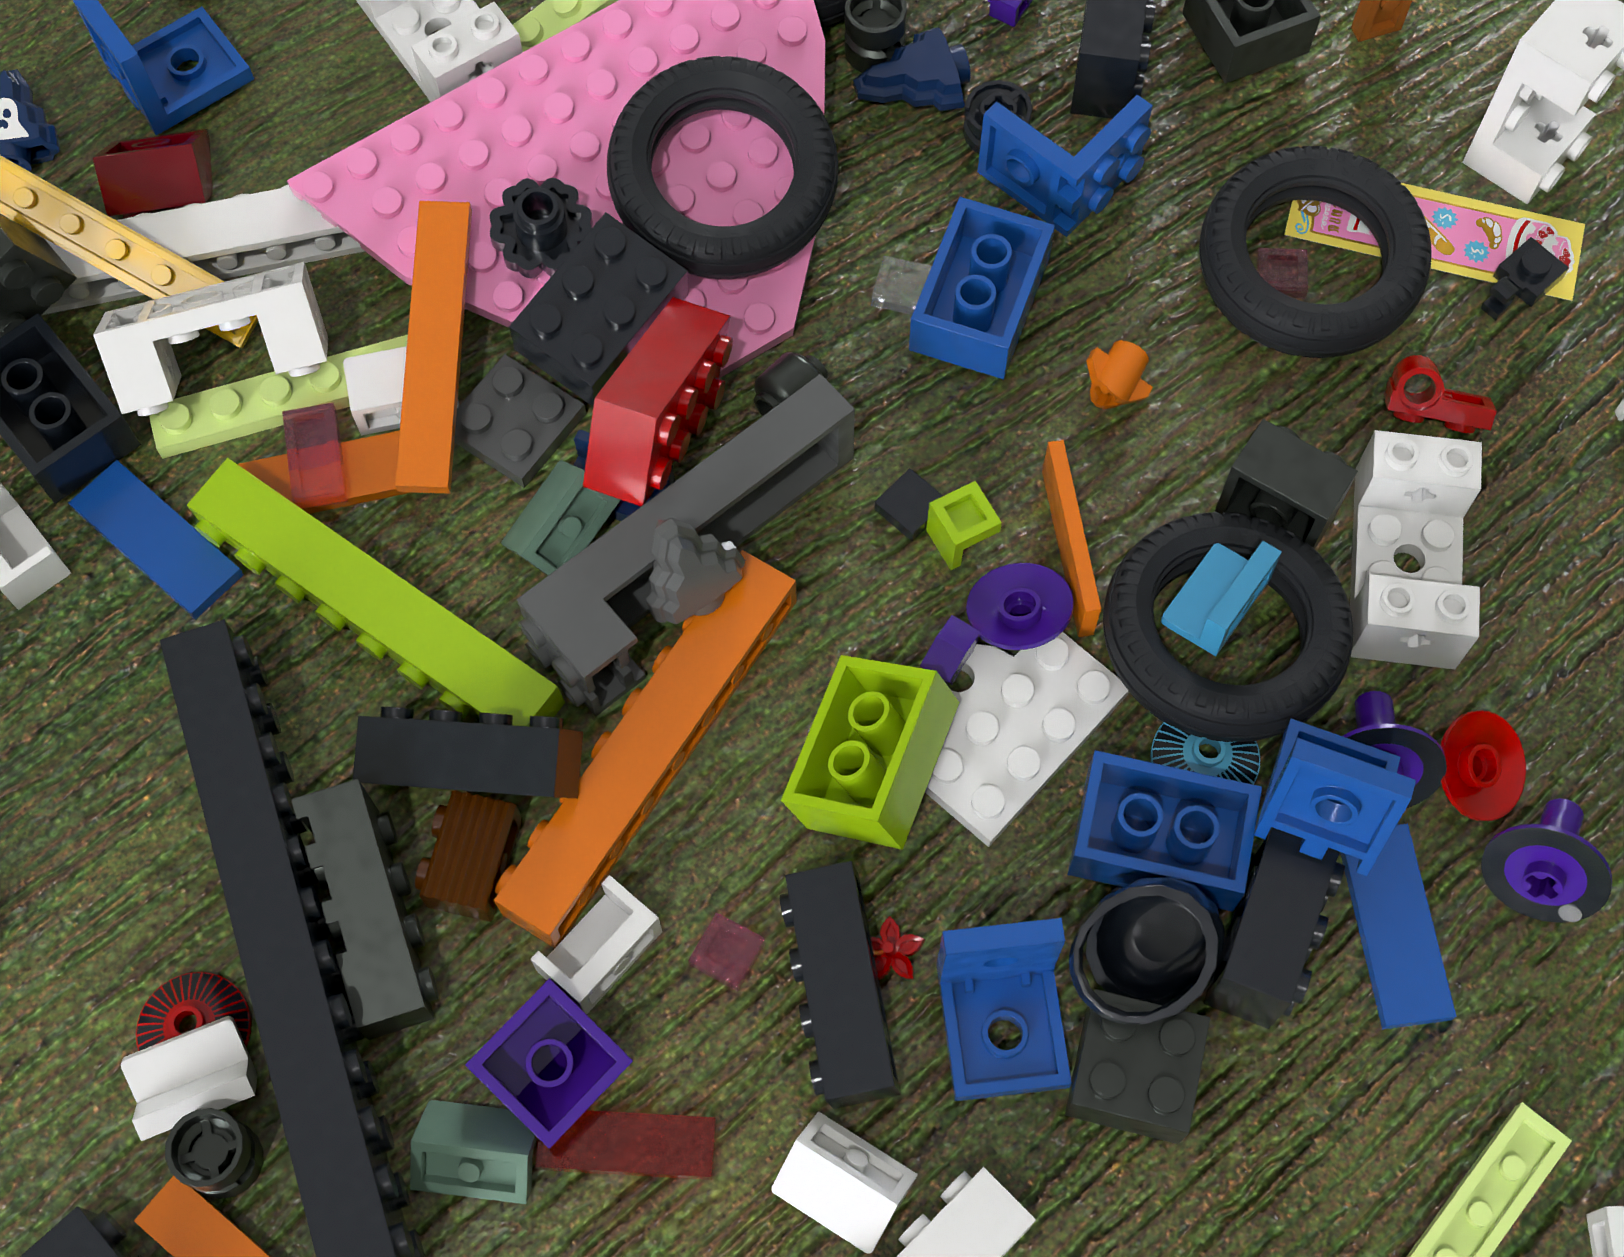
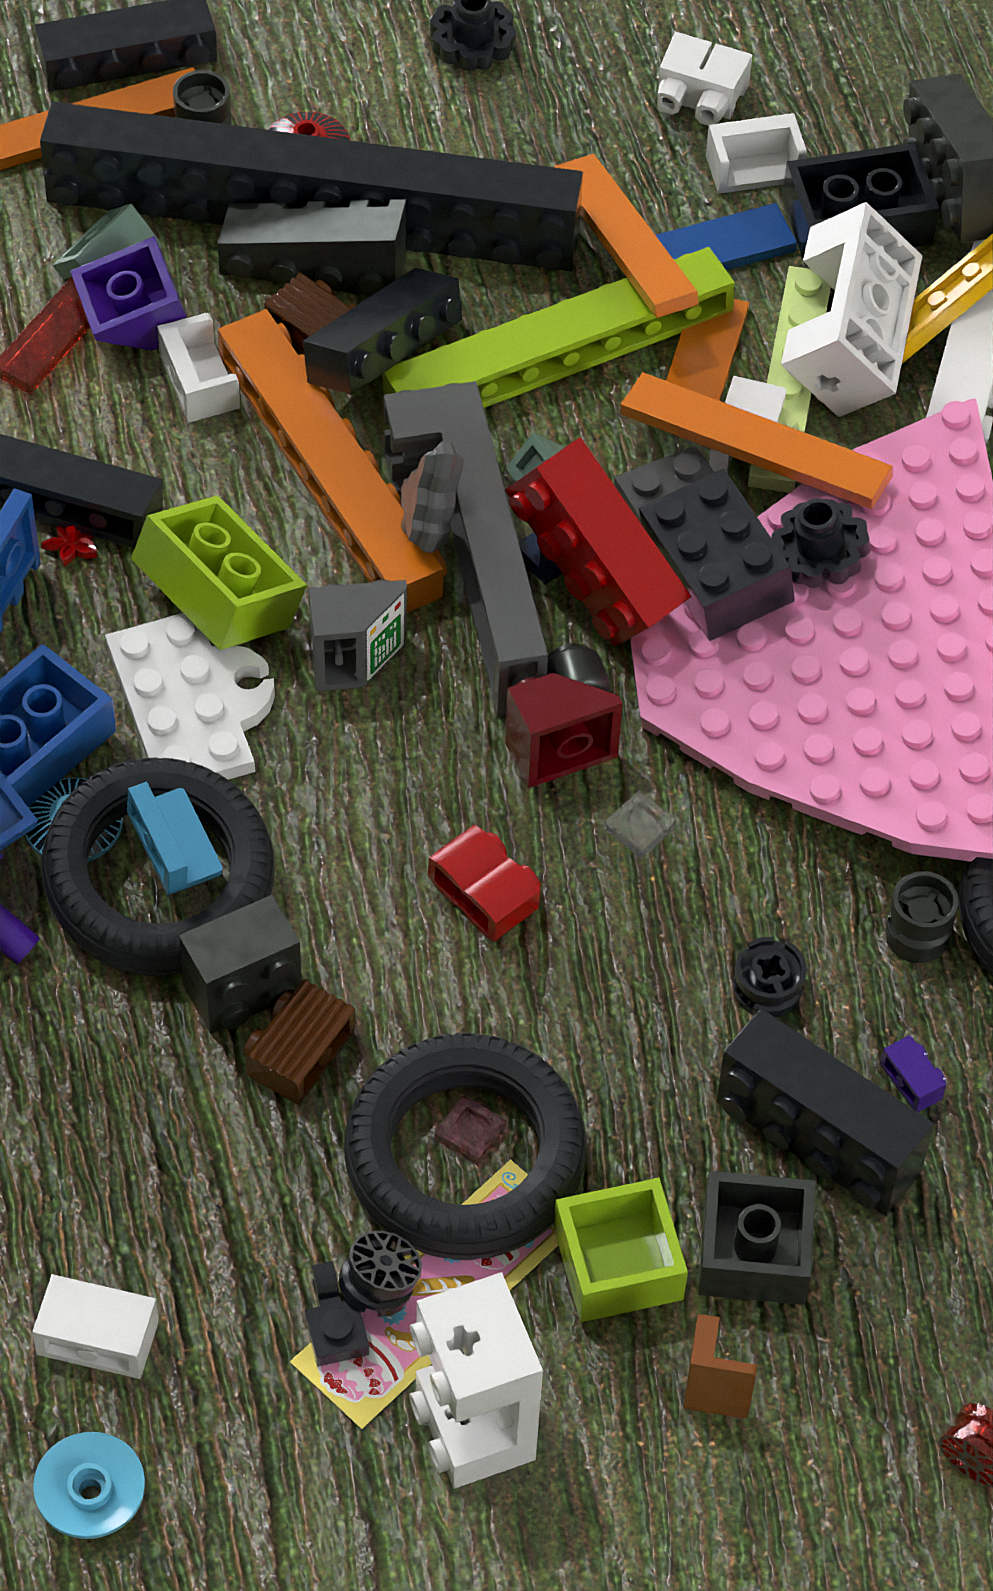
camera: 115 degrees right, 10 degrees down
(187, 1074) = (259, 108): white panel -> none
(204, 593) = (631, 241): none -> orange tile
(315, 456) = (717, 354): clear pink tile -> none
(727, 951) = (143, 447): clear pink tile -> none
(740, 87) = (805, 758): black tyre -> none
(867, 588) = (355, 631): none -> dark grey slope
(870, 363) = (560, 727): none -> dark red slope
(907, 504) = (423, 727): black tile -> none
(919, 74) = (856, 943): dark blue rock -> none
(951, 649) = (265, 665): dark purple piece -> none
(960, 522) = (373, 730): lime panel -> none
(981, 287) = (588, 856): blue brick -> none
(1019, 590) = (286, 730): dark purple dish -> none
(1049, 364) = (485, 882): none -> red brick
(1051, 180) = (666, 956): blue bracket -> none
(1071, 538) = (316, 806): orange piece -> none
(1118, 375) = (442, 930): orange piece -> none
(1319, 416) = (299, 1041): none -> reddish brown brick
(1330, 92) = (620, 1249): none -> lime piece
(1414, 503) = (82, 1019): white plate -> none
(1458, 409) = (261, 1151): red plate -> none
(1481, 236) = (372, 1257): none -> black wheel

